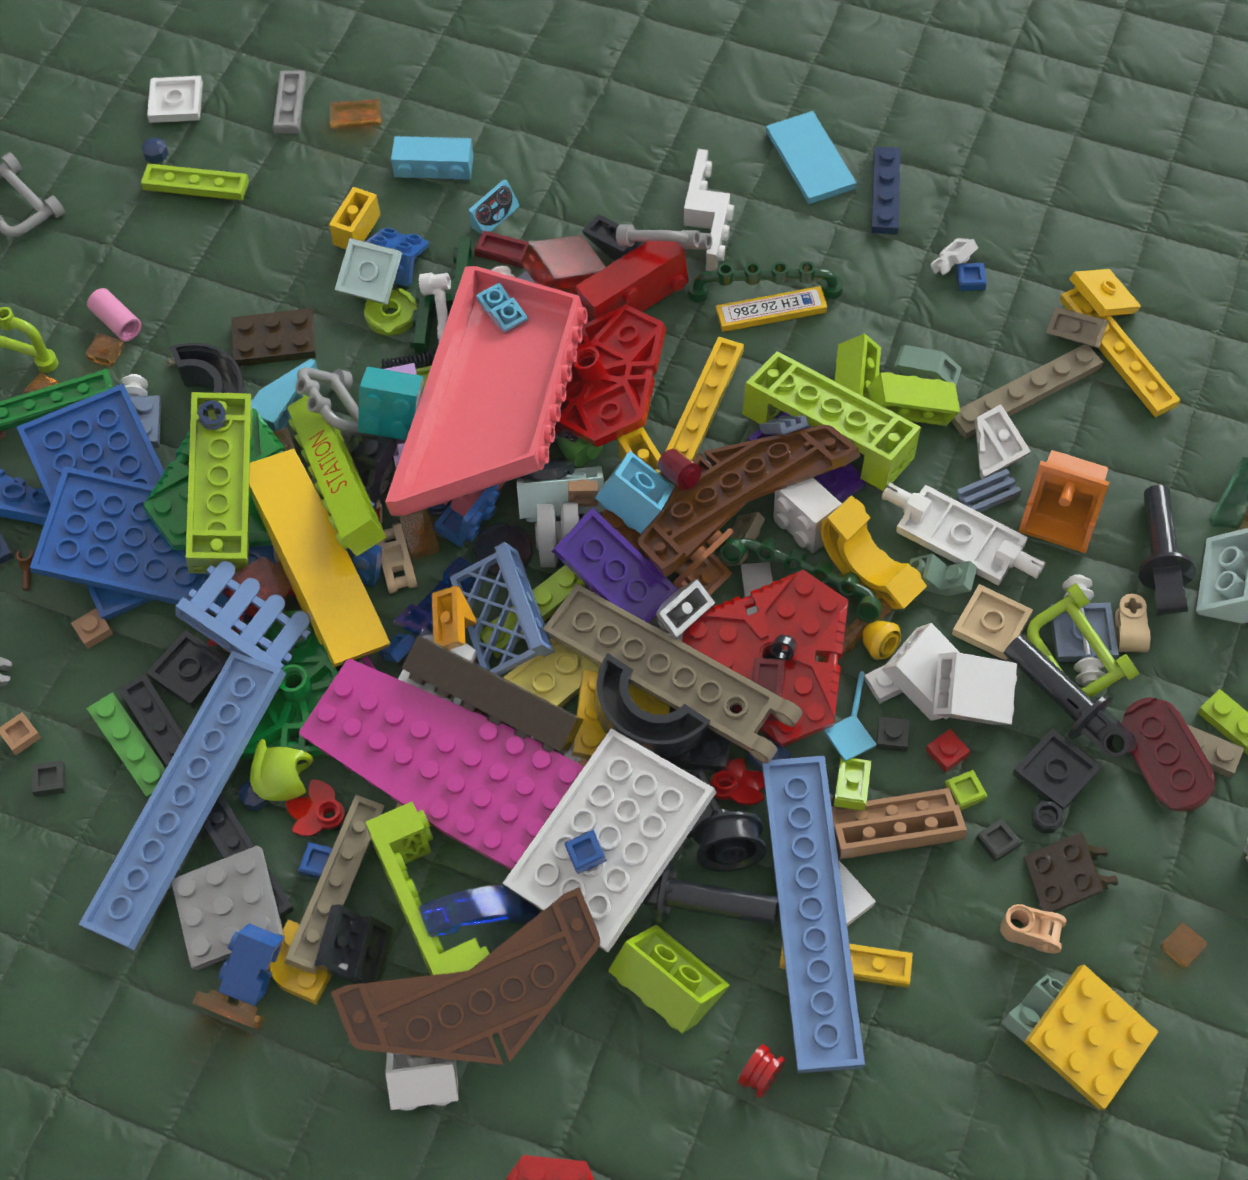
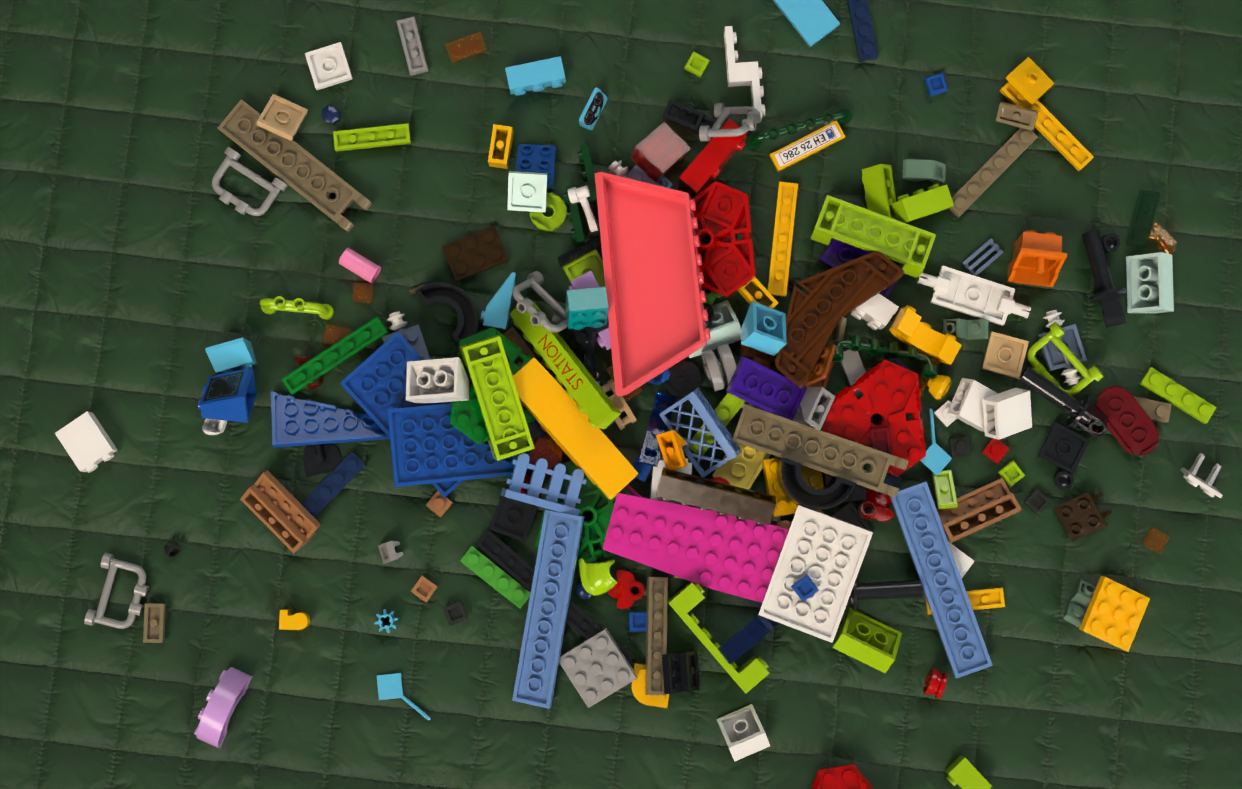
camera: 20 degrees left, 25 degrees up
(25, 566) = (379, 473): reddish brown hand -> none
(82, 190) = (292, 165): none -> dark tan hinge
(90, 134) = (282, 117): none -> tan plate
(145, 444) = (436, 381): none -> white slope
(217, 1003) = (613, 726): clear orange plate -> none
(218, 409) = (480, 367): dark blue bush -> none
(247, 971) = (626, 698): blue brick -> none
(461, 1010) = (781, 688): reddish brown wing -> none
(501, 248) = (609, 140): dark red tile -> none
(501, 308) = (631, 204): medium azure slope -> none
(583, 492) = (729, 336): medium nougat plate -> none
(650, 191) = (697, 64): none -> lime tile
(679, 469) = (788, 306): dark red brick -> none
(729, 841) = (883, 549): black wheel -> none
(778, 644) = (887, 419): black hinge -> none
(783, 425) = (851, 250): sand blue tile -> none
(956, 253) = (922, 70): white plate -> none
(998, 442) = (982, 220): white wing -> none
(1036, 928) = (1071, 554): light nougat piece -> none
(1132, 625) = (1091, 338): tan piece -> none
(1185, 513) = (1110, 243): none -> black tile

